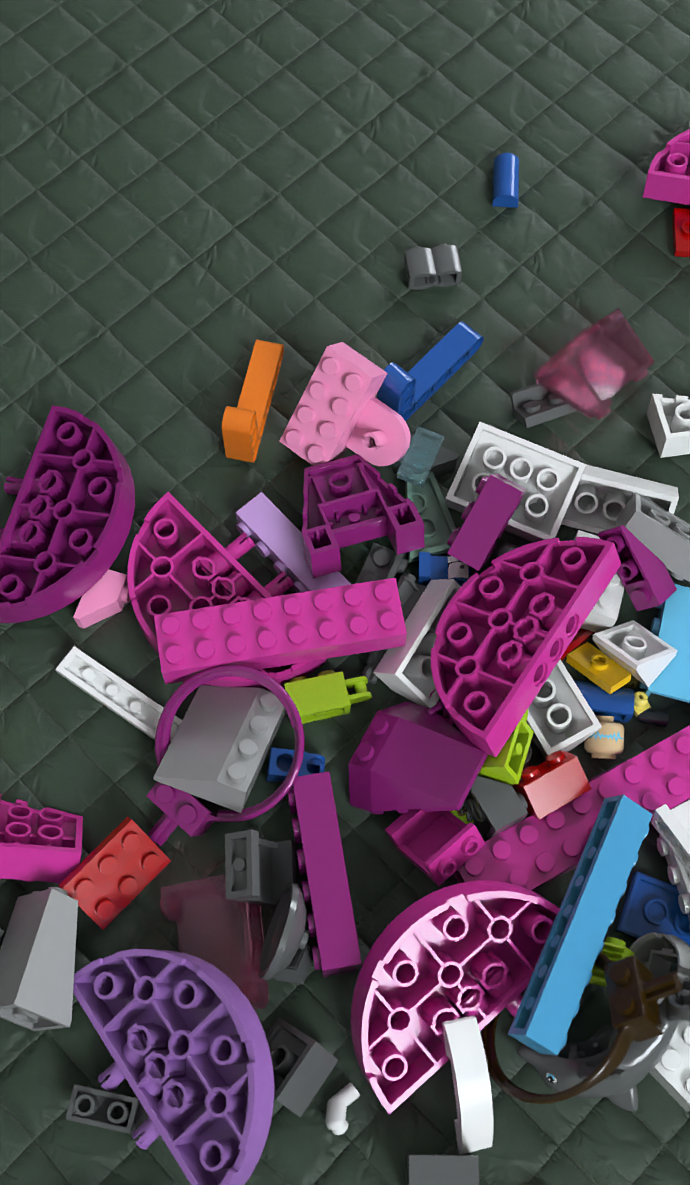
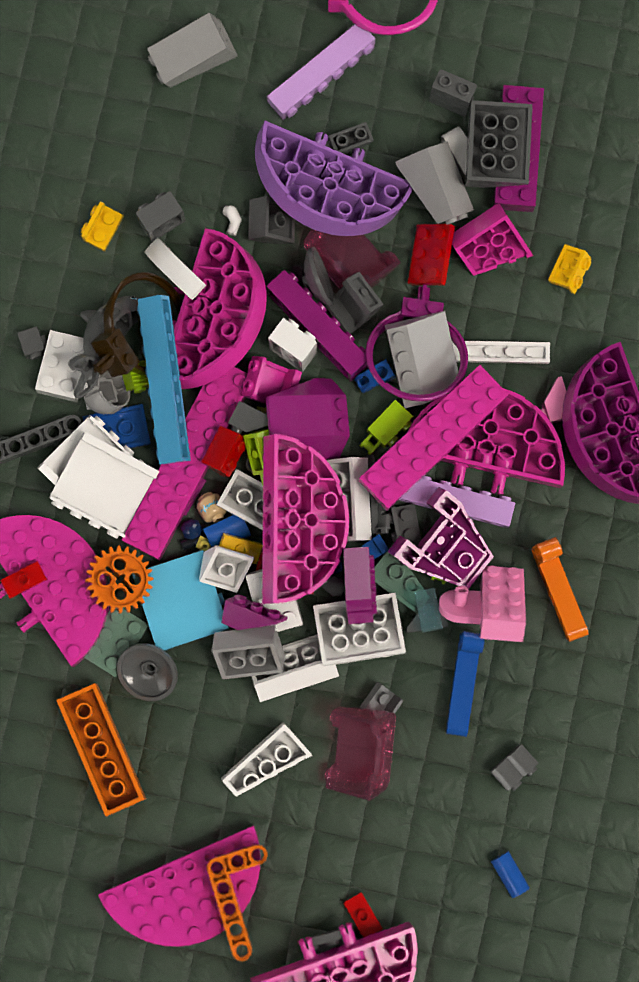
camera: 145 degrees right, 15 degrees up
(376, 864) = (293, 344): none -> white brick
(644, 729) = (191, 529): none -> dark blue tile

